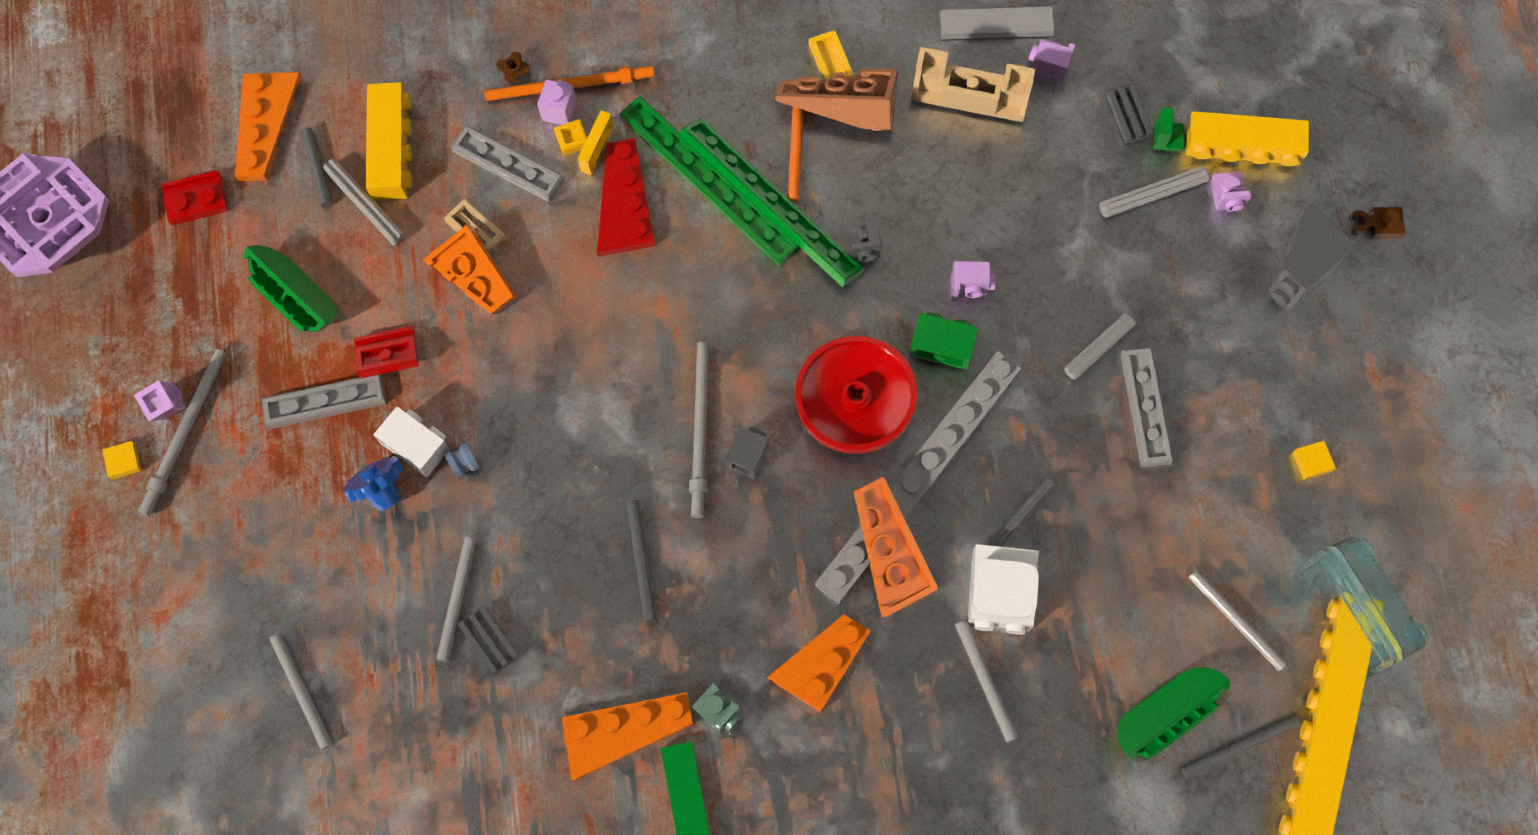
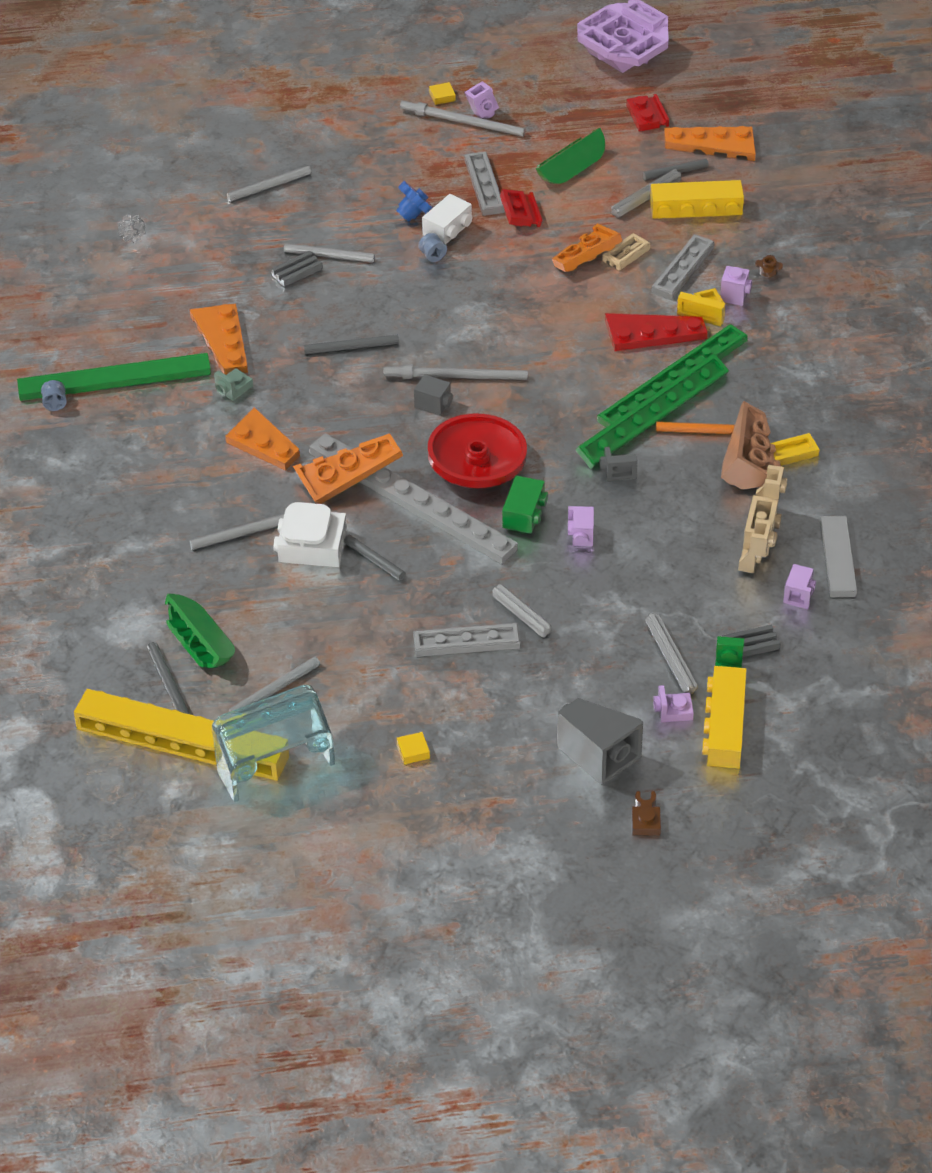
camera: 90 degrees right, 25 degrees down
(624, 75) = (766, 326): orange bar -> none

